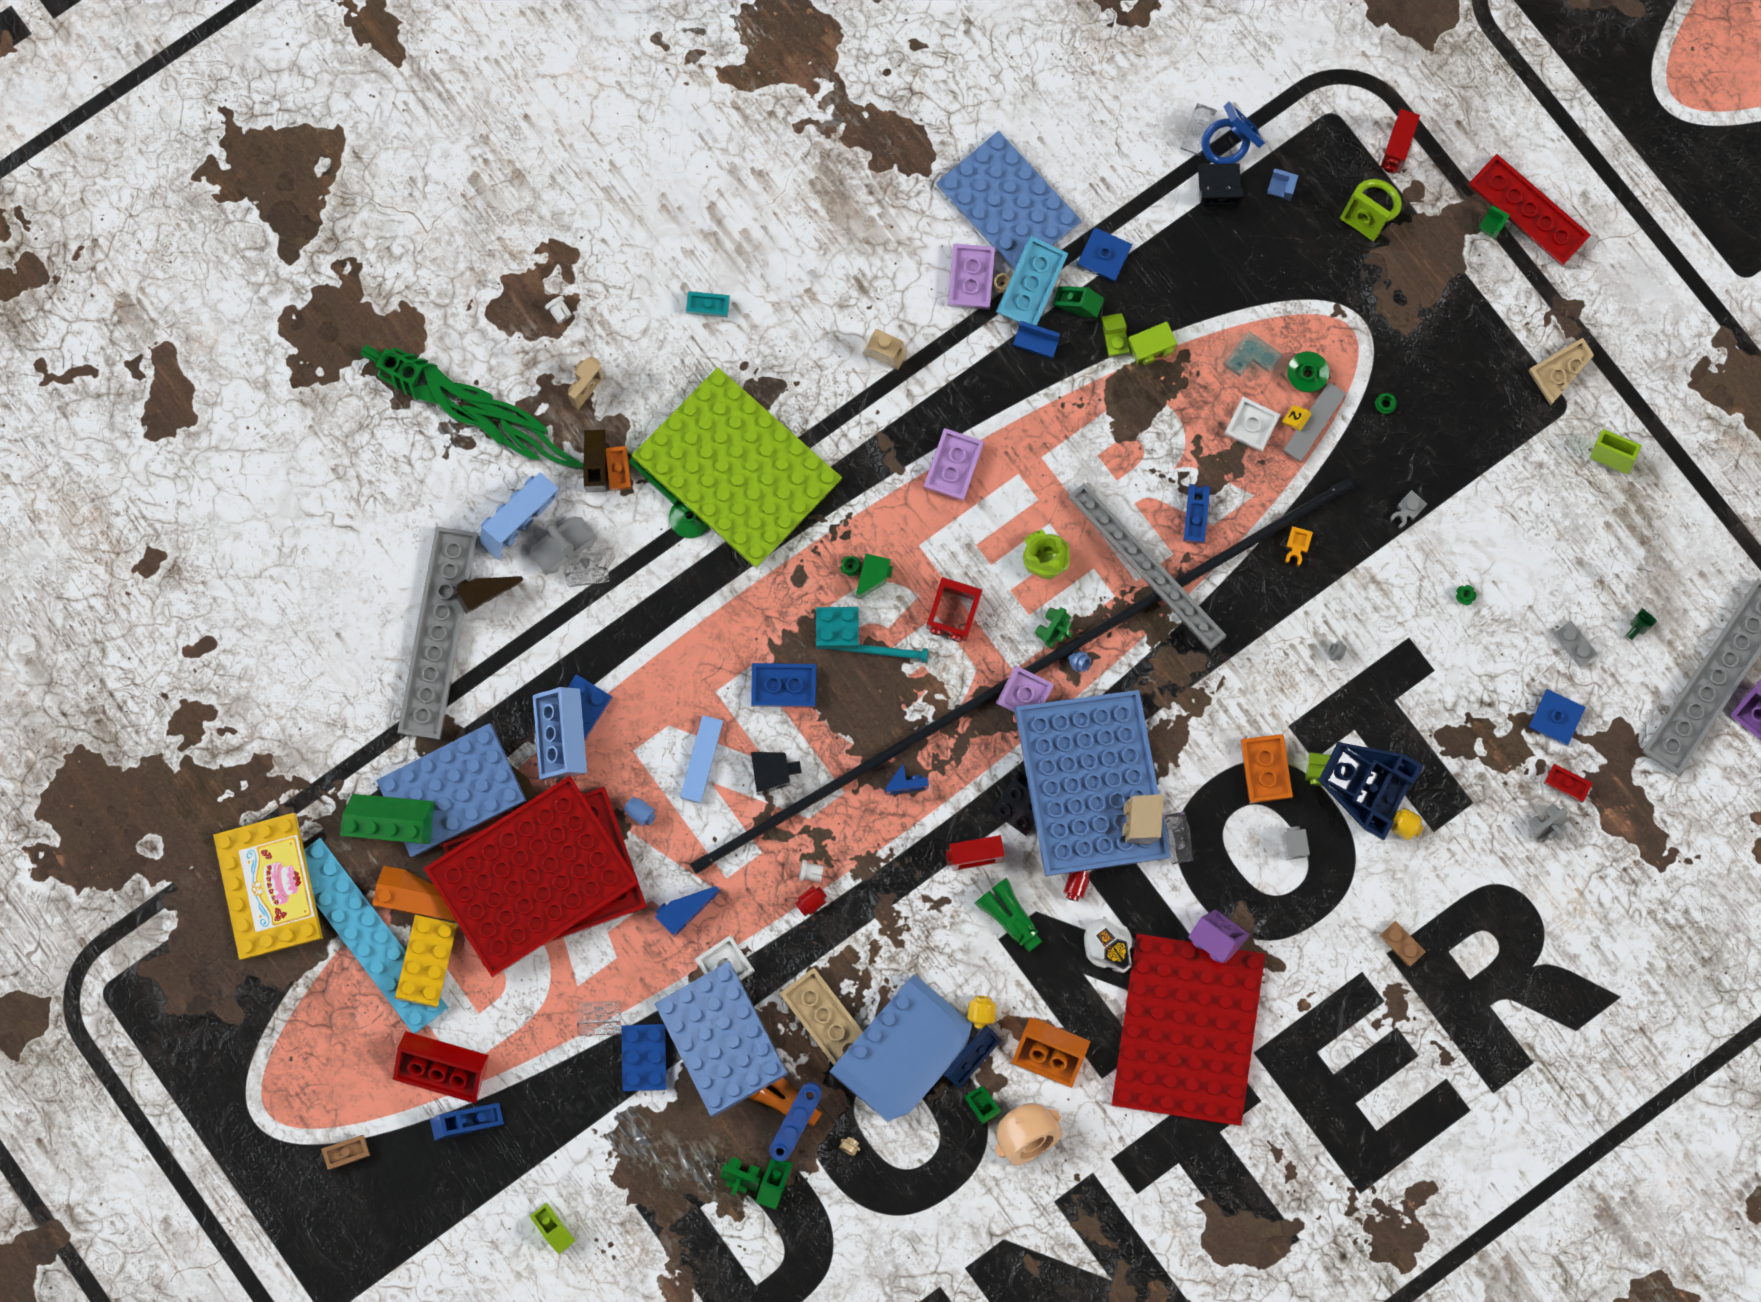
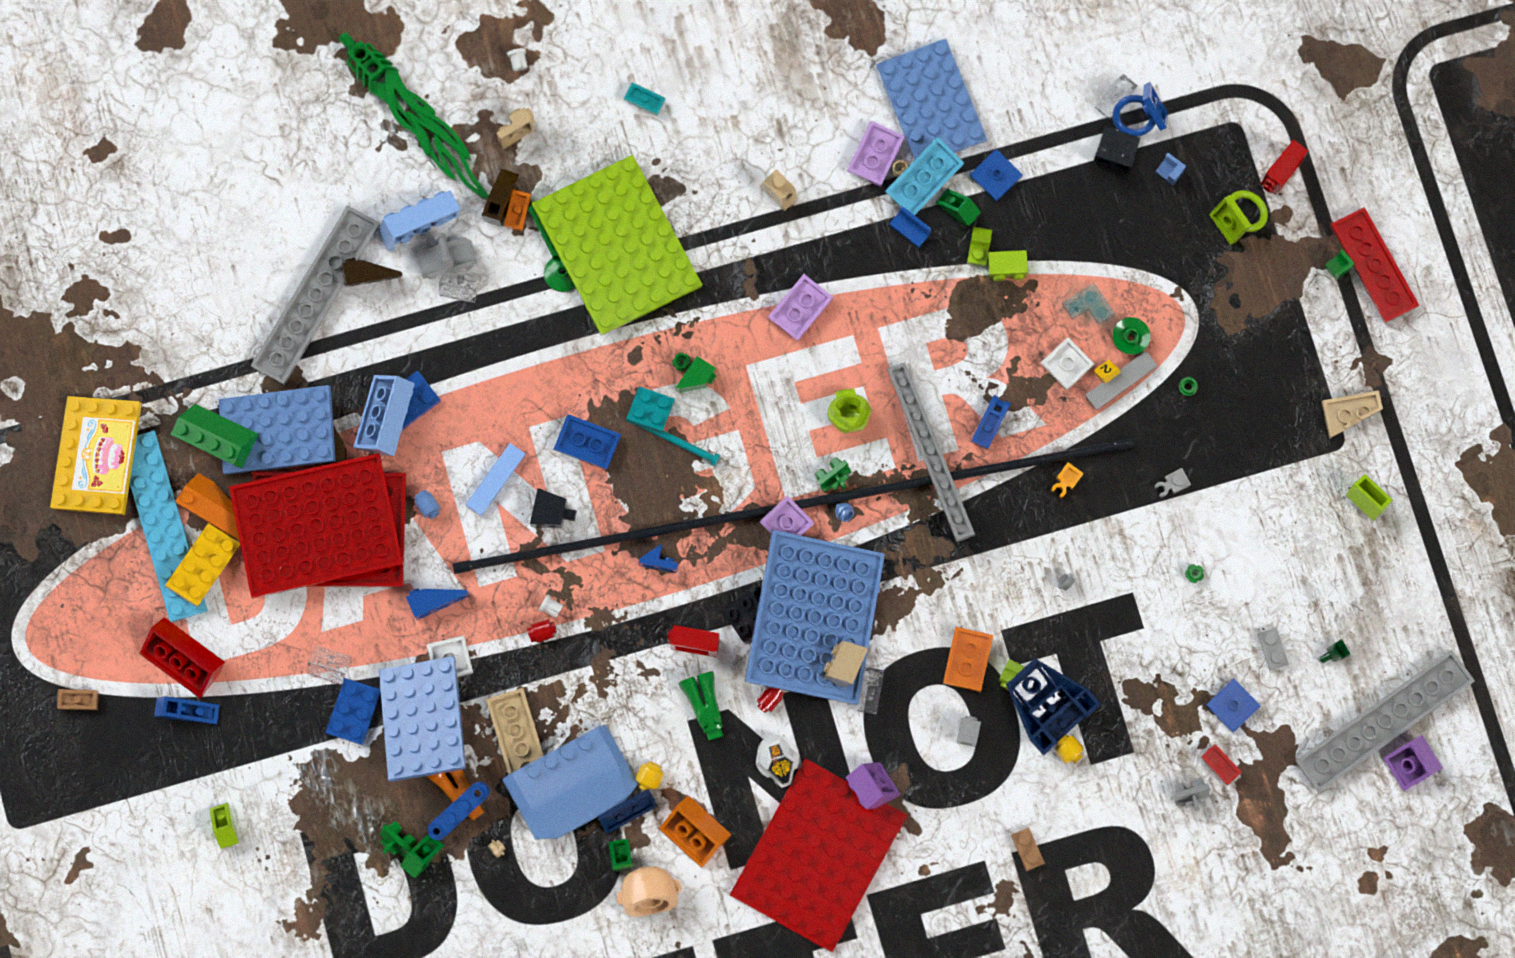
camera: 20 degrees right, 0 degrees up
(959, 589) = (765, 414): red window -> none

